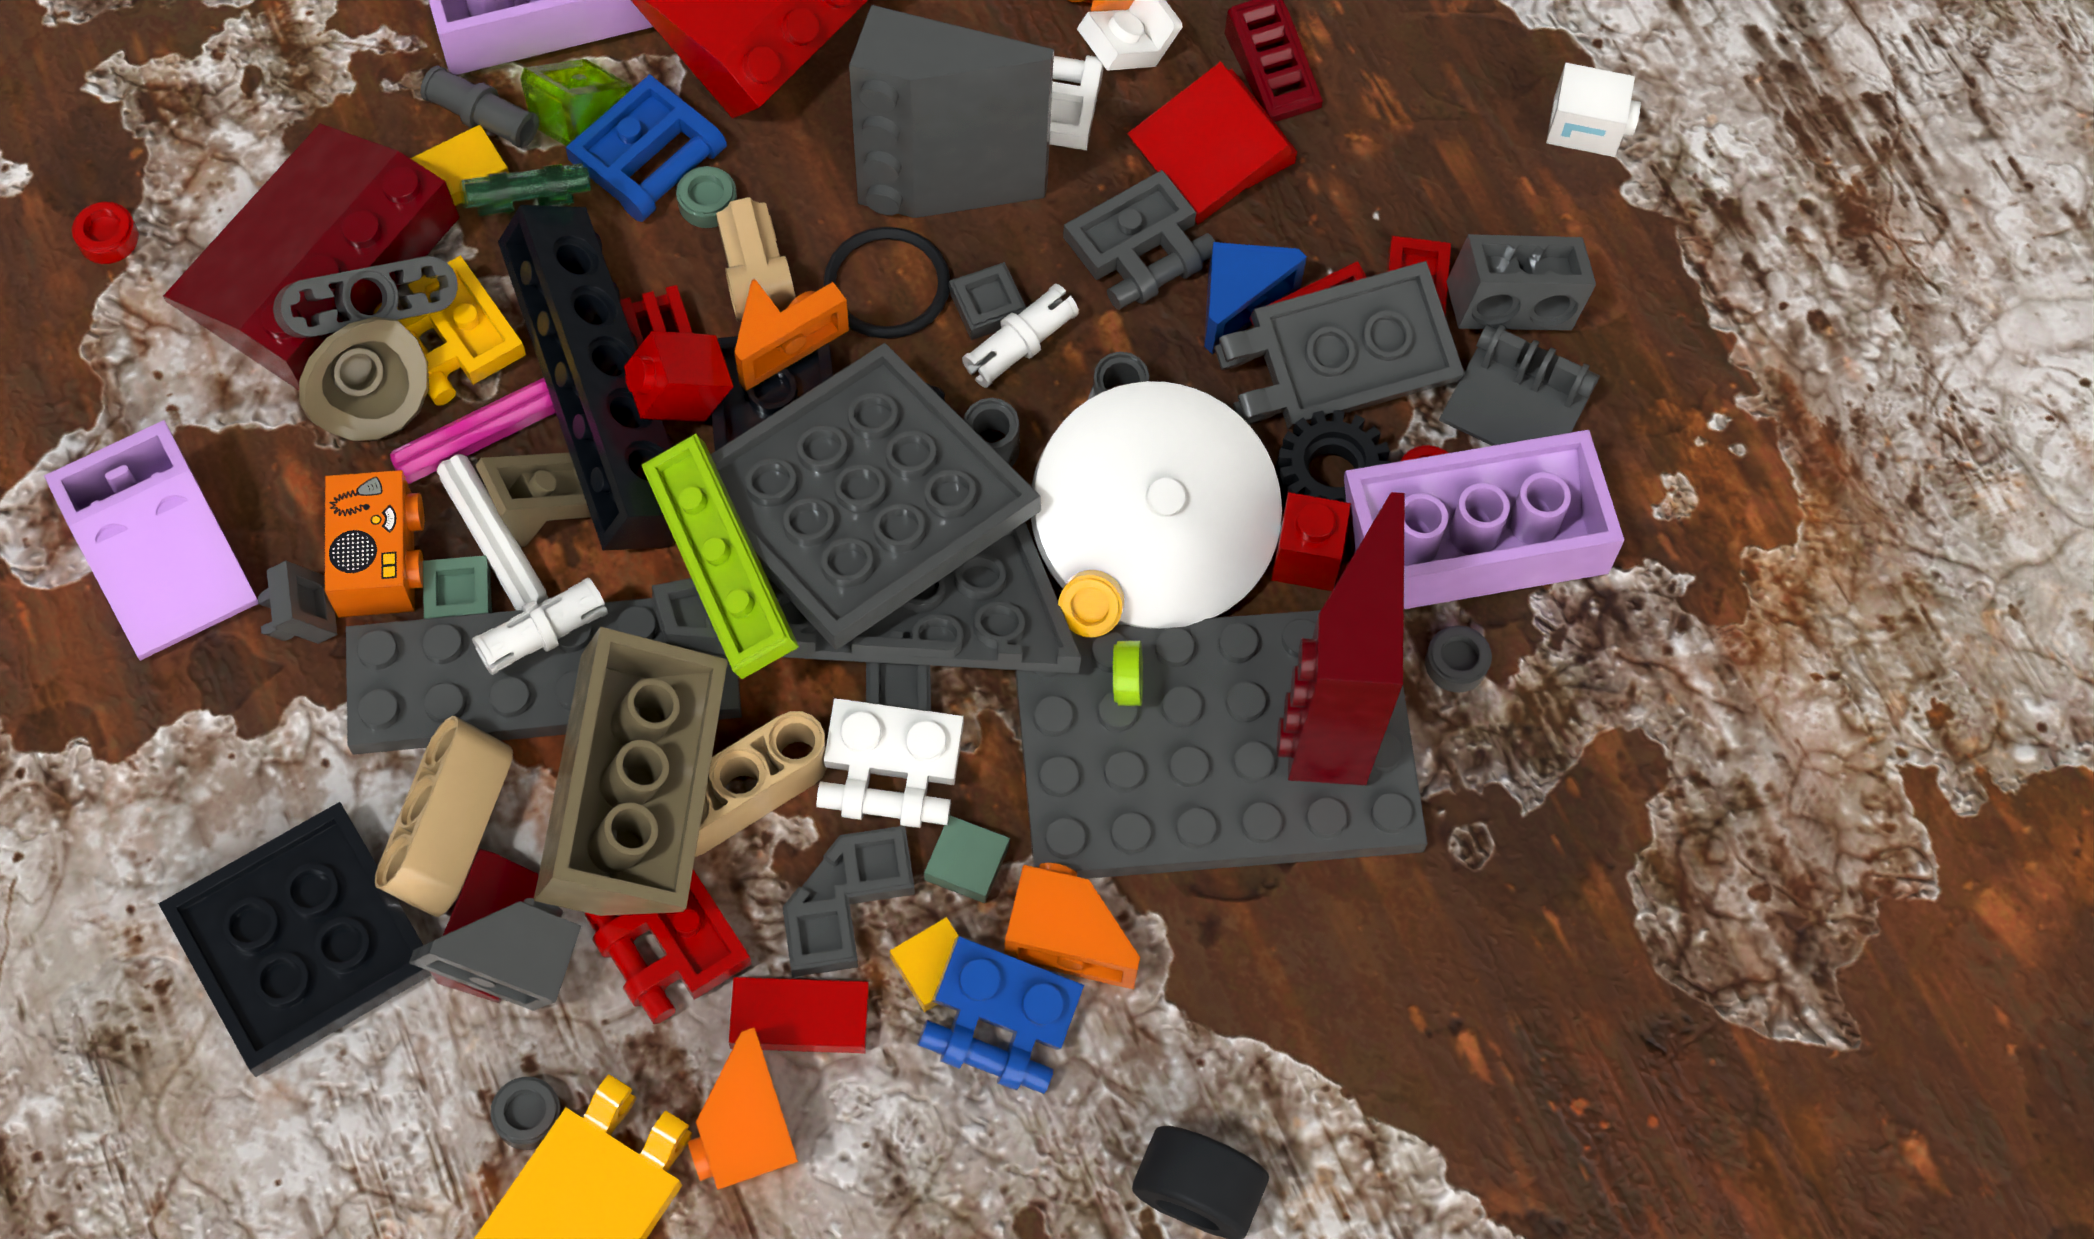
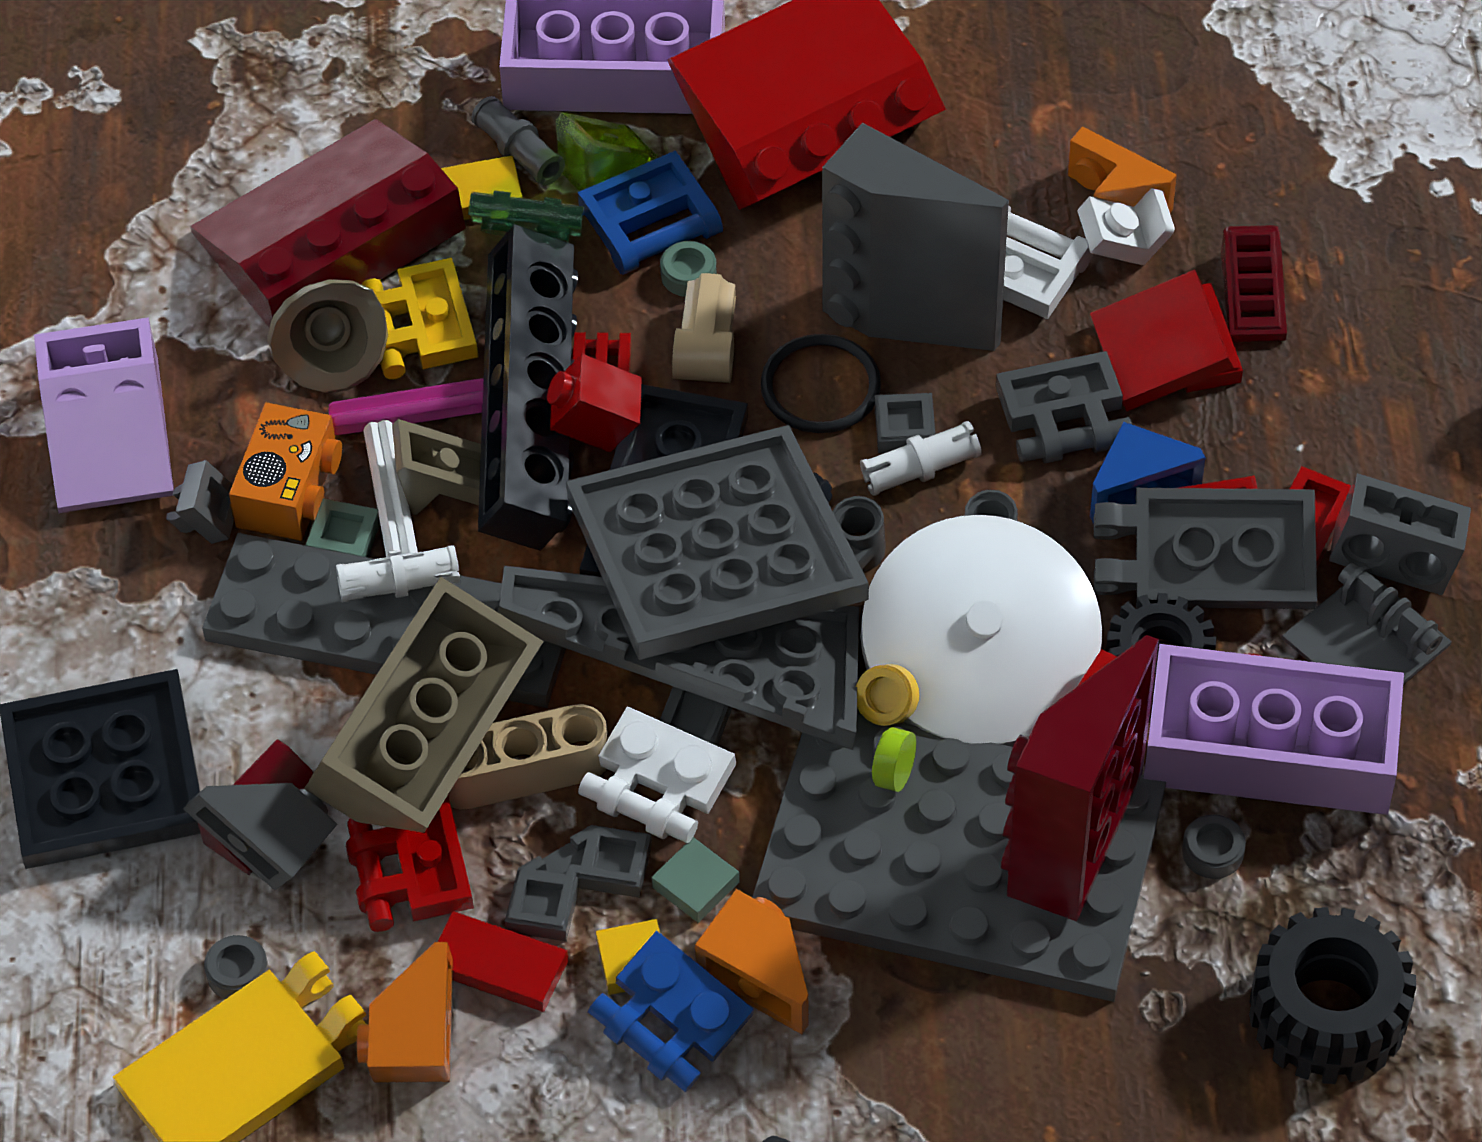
camera: 25 degrees right, 10 degrees down
(105, 232) = (162, 162): red tile -> none
(405, 272) = (396, 252): dark grey beam -> none
(444, 817) = (258, 705): tan beam -> none
(719, 557) = (568, 555): lime tile -> none
(778, 339) = (695, 397): orange slope -> none
(1671, 748) = (1338, 951): none -> black tyre

